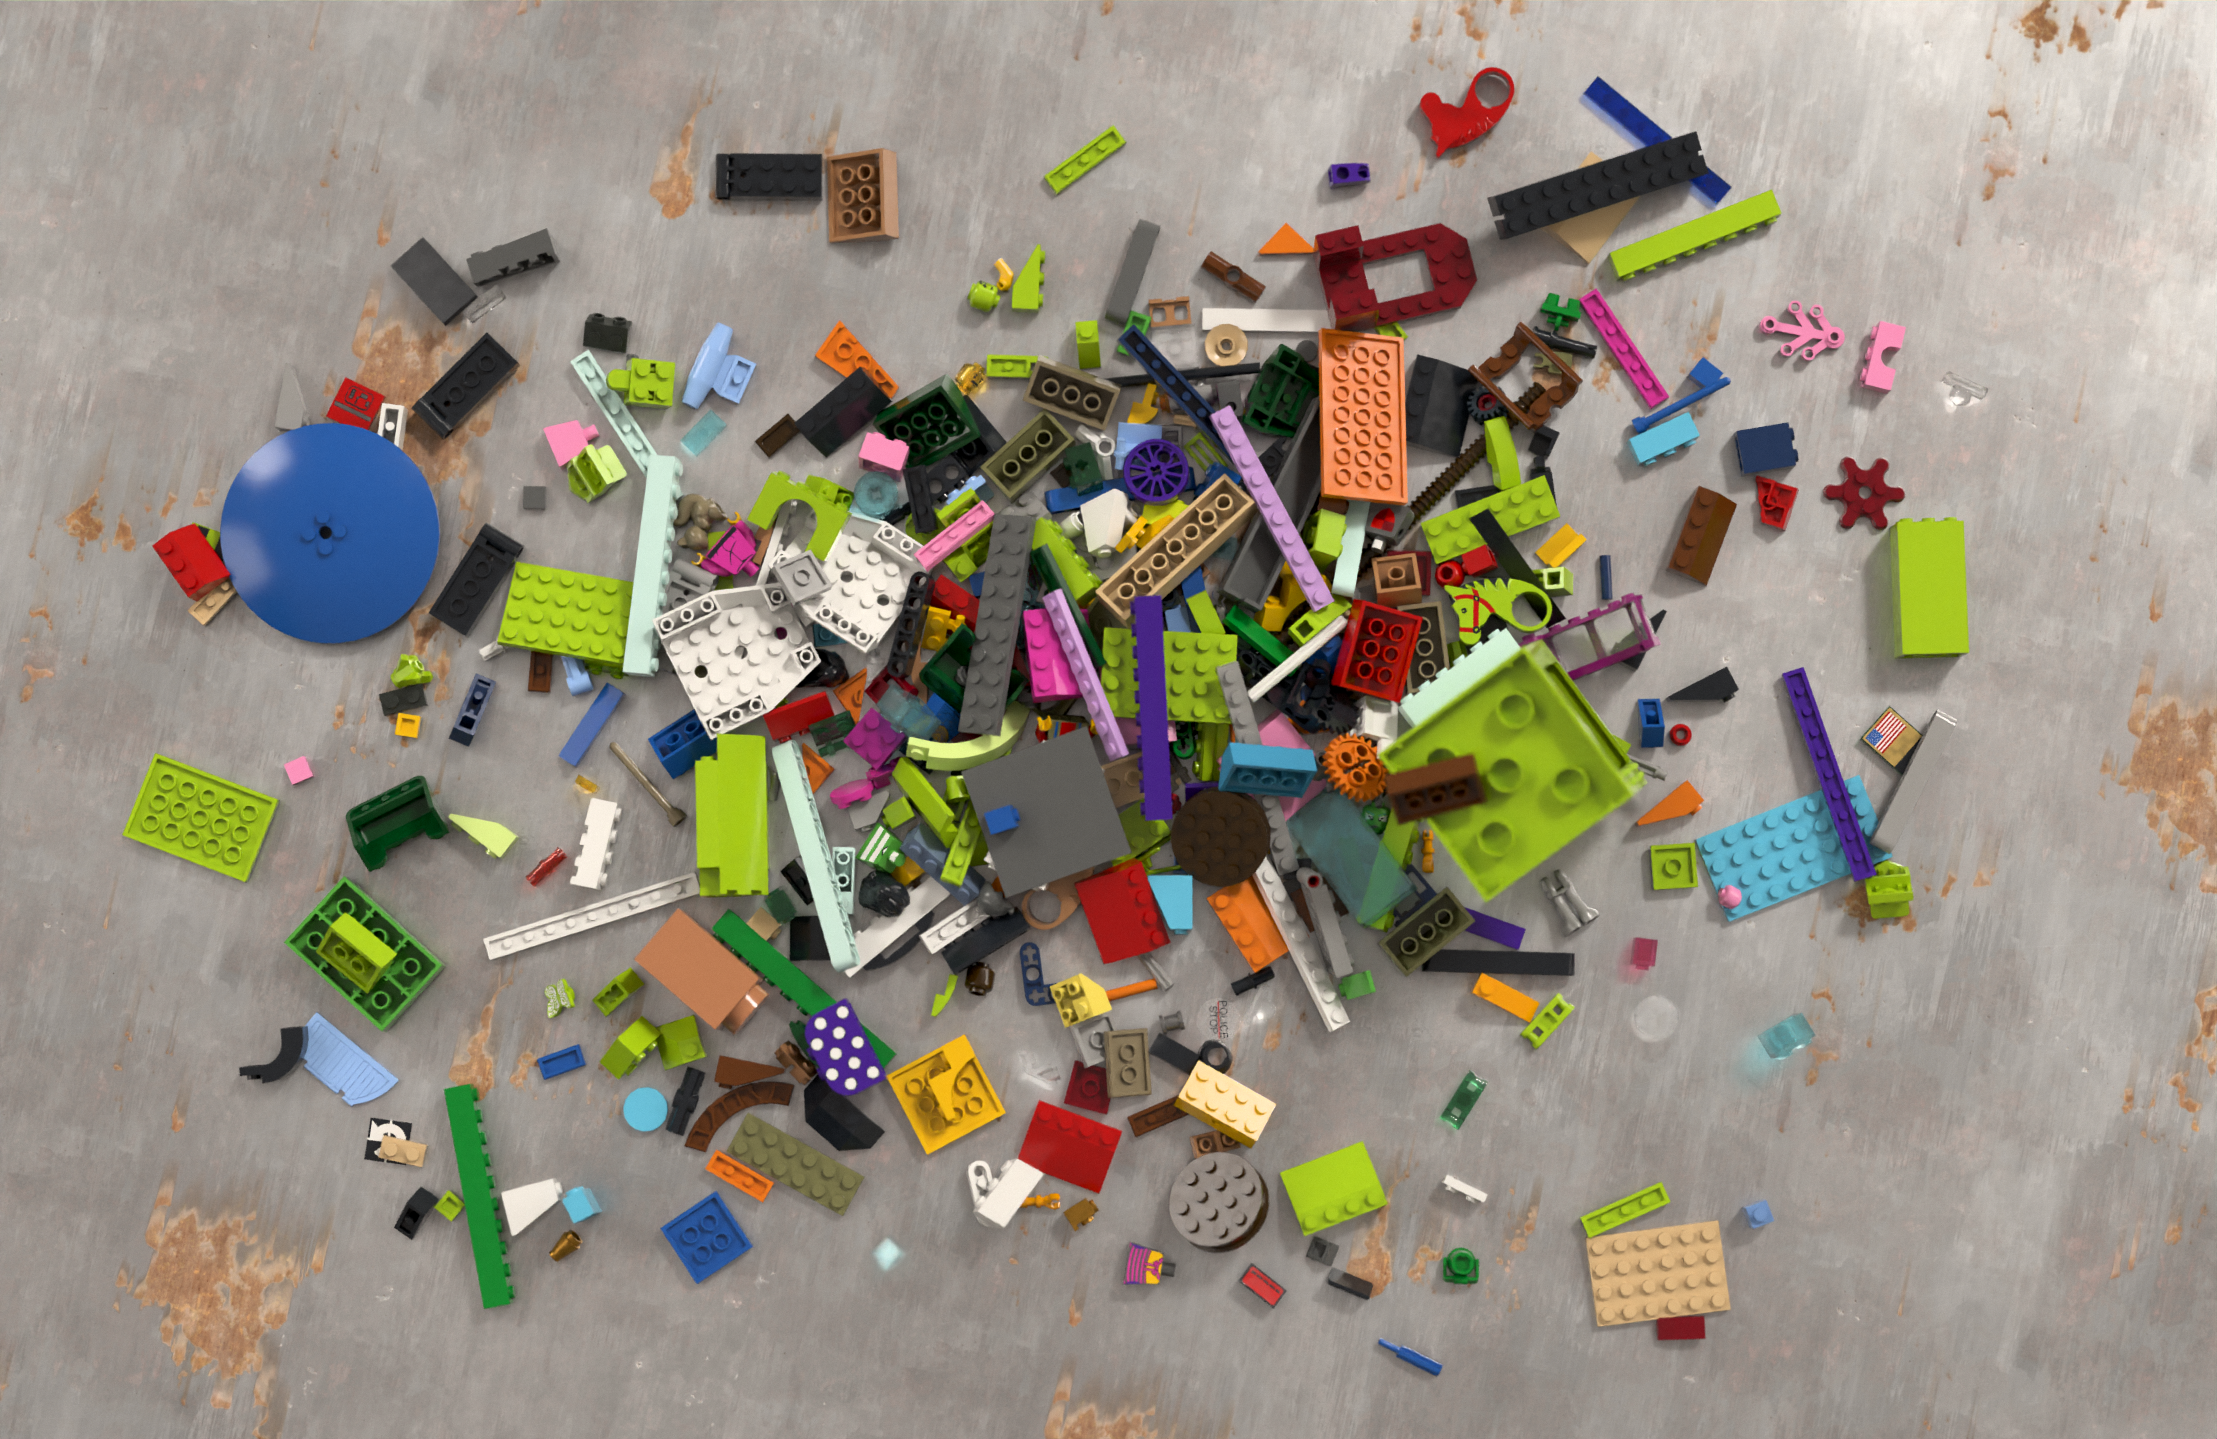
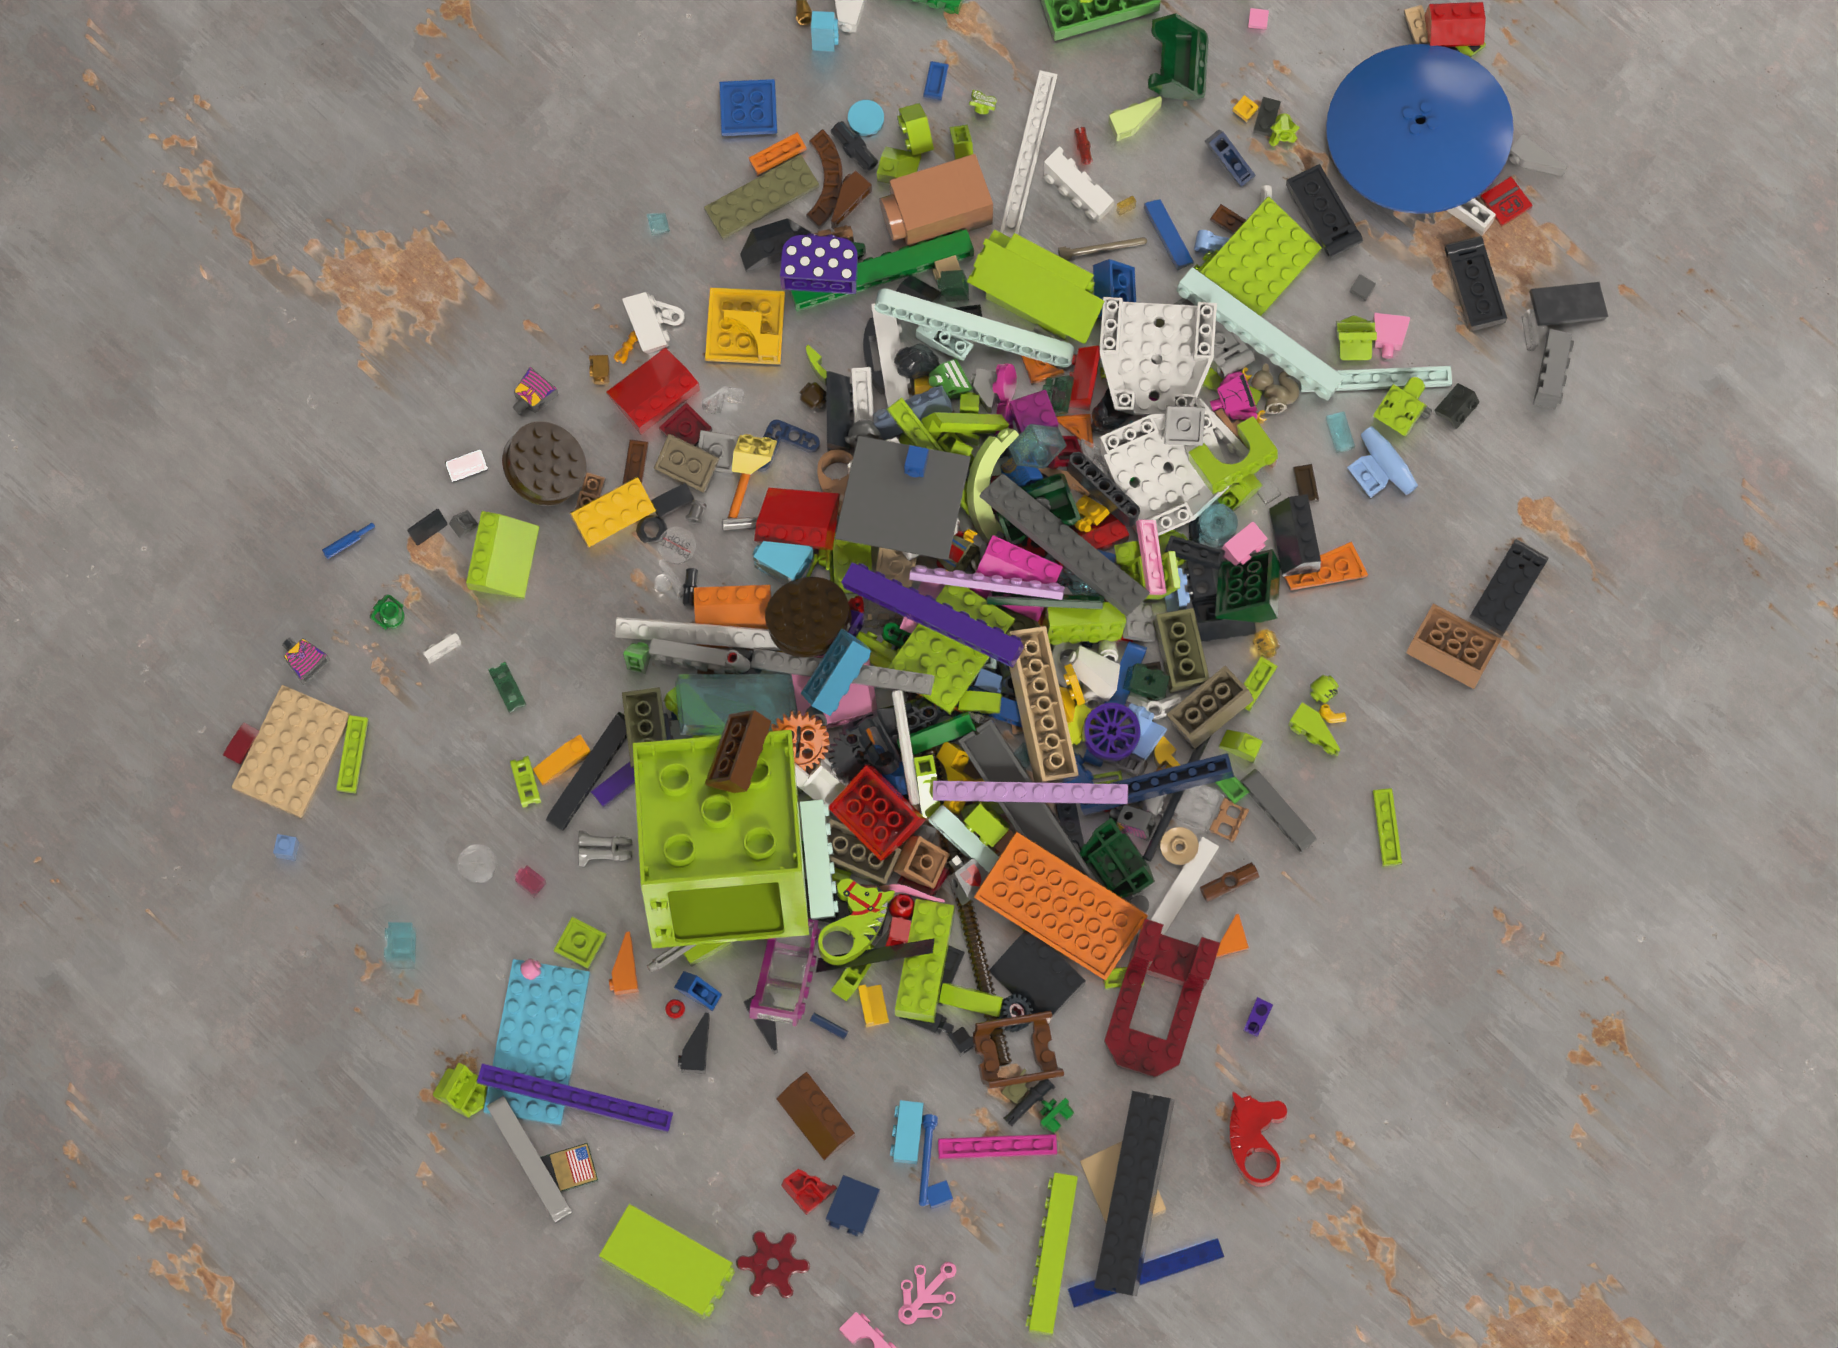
camera: 120 degrees right, 10 degrees down
(1448, 615) = (904, 889): none -> bright pink piece
(1559, 1321) = (304, 658): none -> torso

